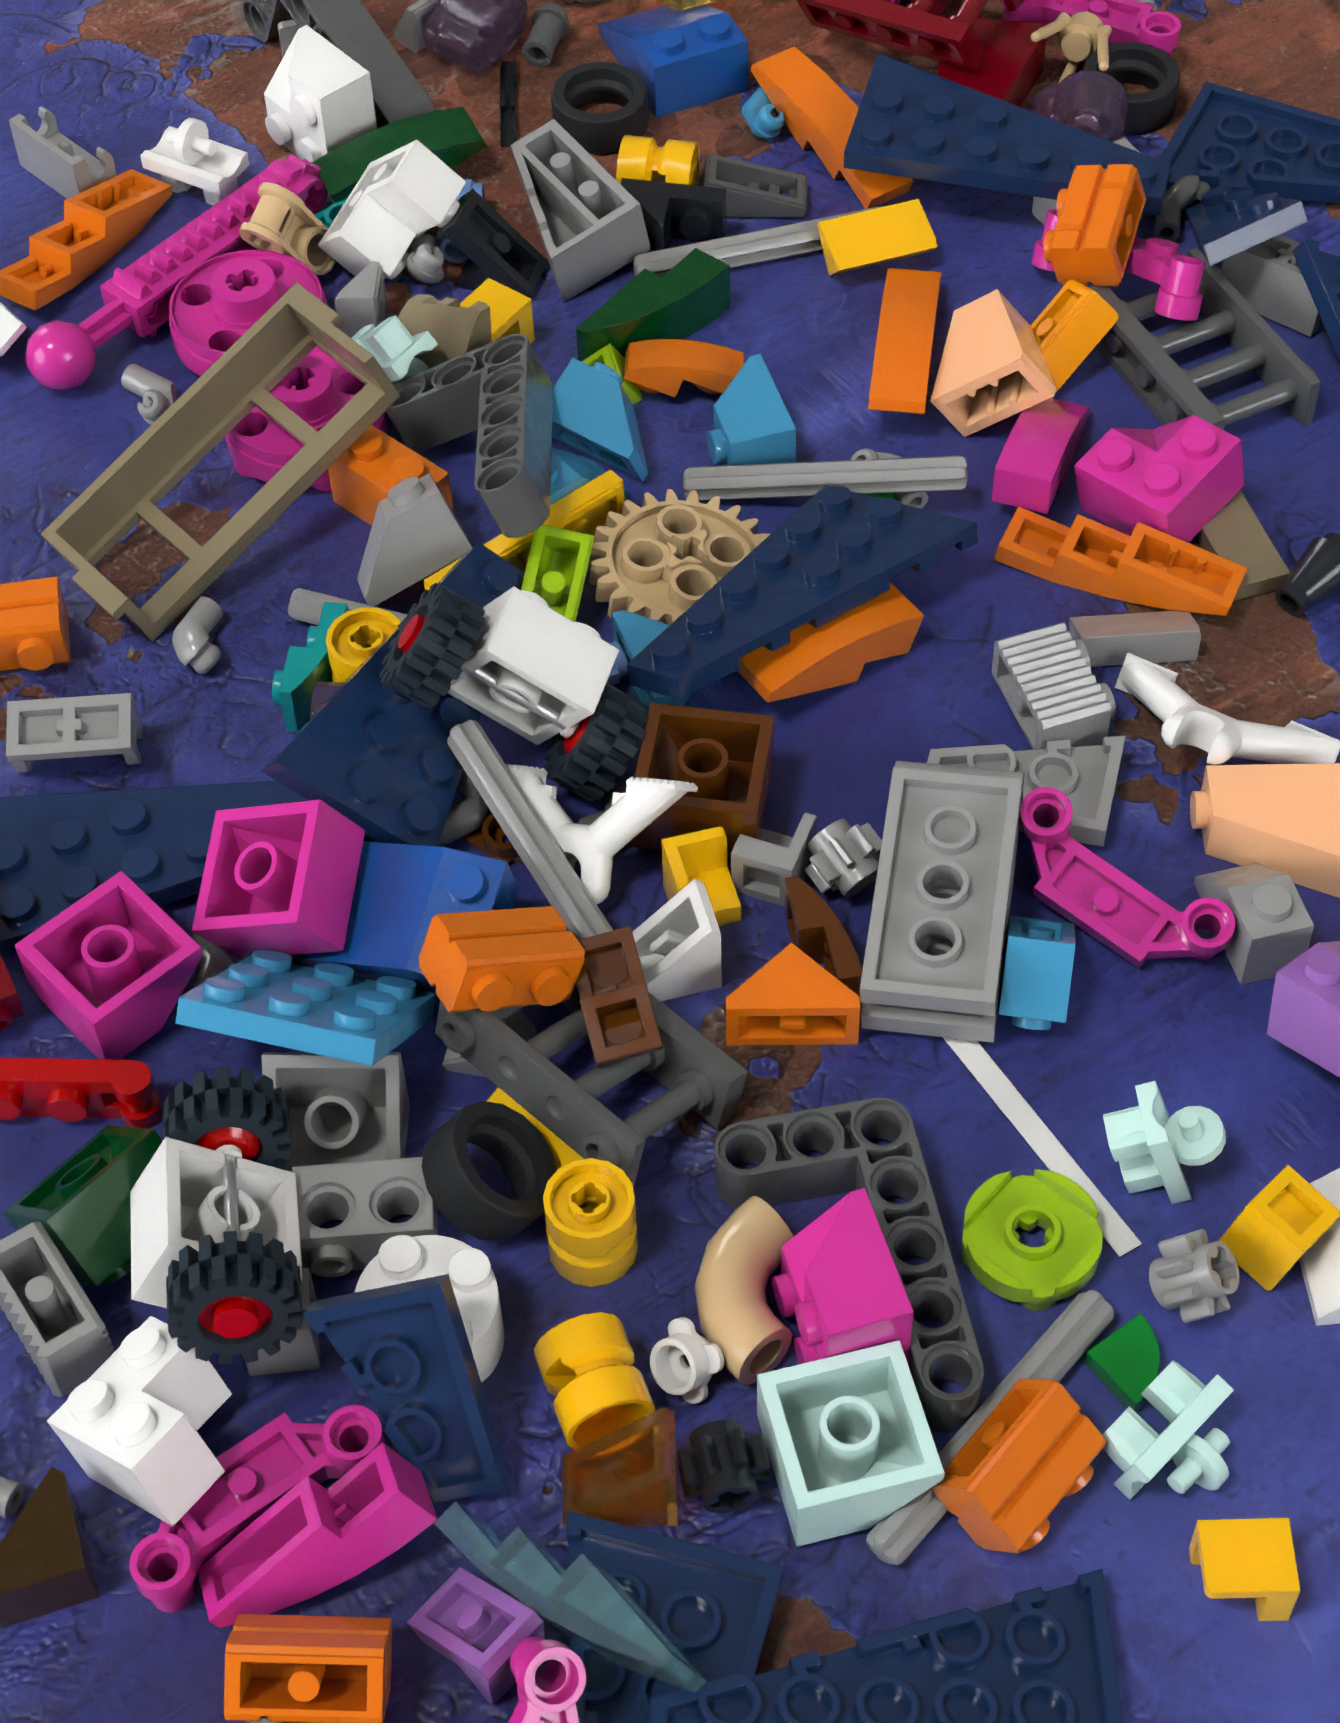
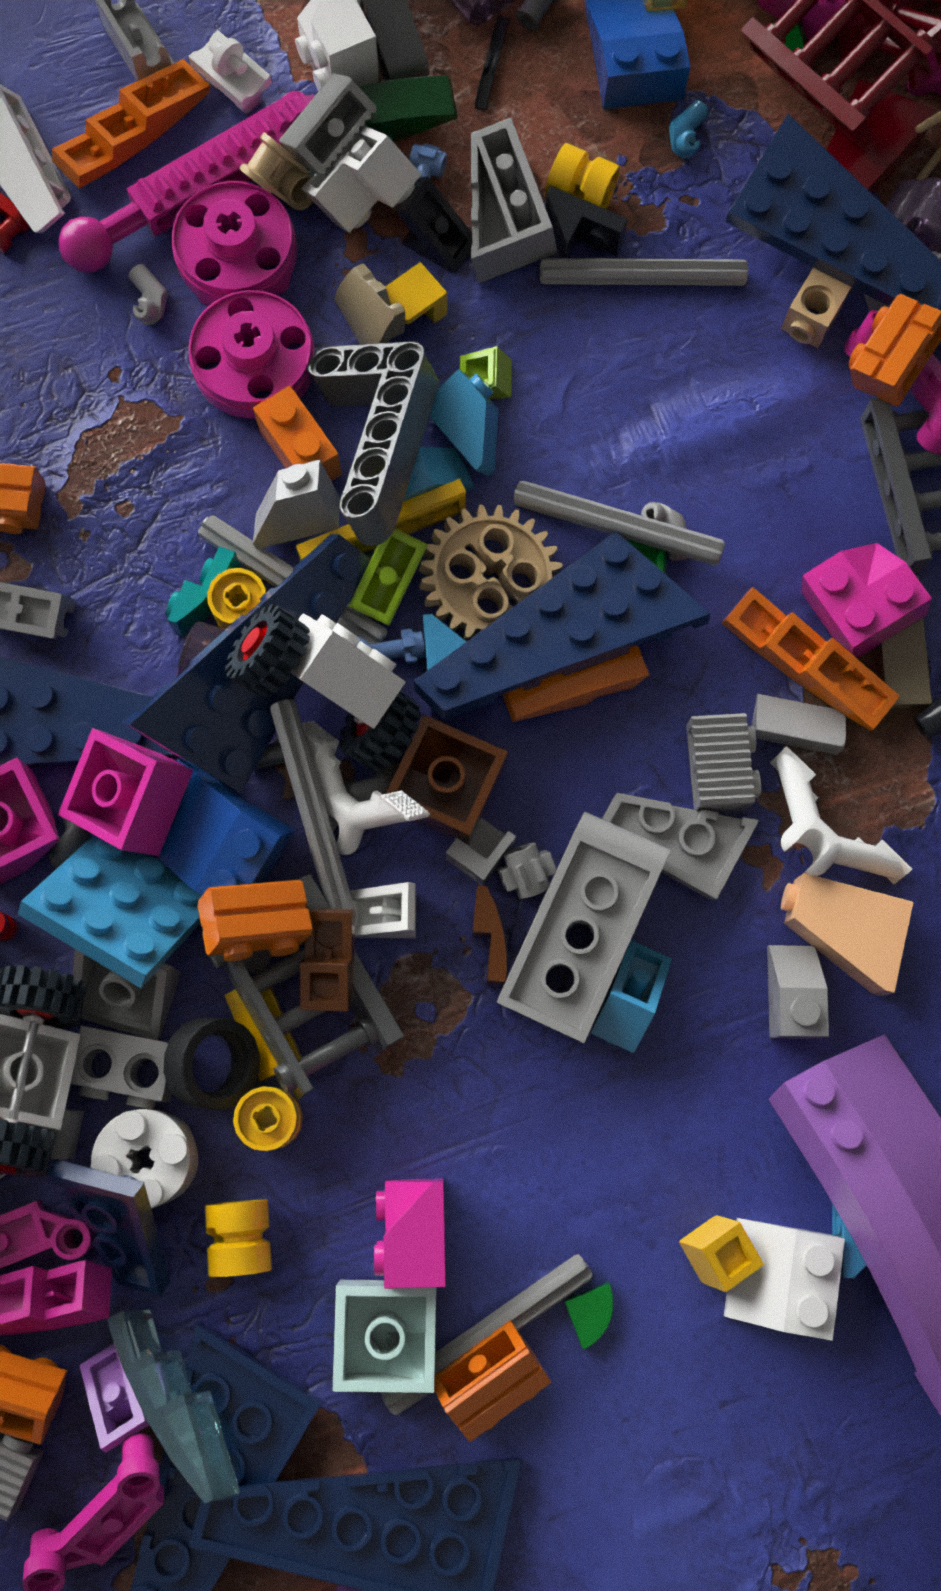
camera: 10 degrees right, 25 degrees up
(191, 430) = (145, 371): dark tan piece -> none
(192, 635) = (124, 537): light grey arm -> none
(339, 162) = (328, 123): none -> light grey brick
(362, 300) = (324, 252): light grey slope -> none
(395, 348) = (328, 318): light aqua hips -> none
(425, 260) = (381, 224): light grey arm -> none
(594, 84) = (564, 67): black tyre -> none
(626, 1474) = (239, 1309): clear orange slope -> none
(659, 306) = (543, 320): dark green slope -> none
(665, 363) = (541, 376): orange slope -> none
(685, 1361) = (302, 1234): white plate -> none
(703, 858) = (422, 858): yellow panel -> none
(723, 1466) = (303, 1322): black gear -> none
(733, 1292) = (349, 1189): tan cylinder -> none
(752, 420) = (580, 453): dark azure slope -> none
(755, 188) = (647, 224): dark grey slope -> none
(792, 1004) = (454, 977): orange slope -> none
(822, 118) = (724, 147): orange slope -> none
(876, 236) = (731, 292): yellow slope -> none
(905, 341) = (720, 403): orange slope -> none
(908, 1228) = (465, 1178): dark grey beam -> none
(982, 231) = (817, 293): none -> tan brick
(989, 366) = (775, 451): light nougat slope -> none
(1027, 1273) = (585, 1209): lime plate -> none
(1039, 454) = (787, 537): dark pink slope -> none
(1041, 1138) = (593, 1130): white sticker -> none
(1071, 328) = (836, 437): light orange slope -> none
(1108, 901) = (699, 959): dark pink plate -> none
(1143, 1451) = (600, 1387): light aqua hips -> none
(1154, 1144) = (667, 1173): light aqua hips -> none
(1194, 1275) = (652, 1272): light grey gear -> none
(1248, 1562) = (611, 1490): yellow panel -> none

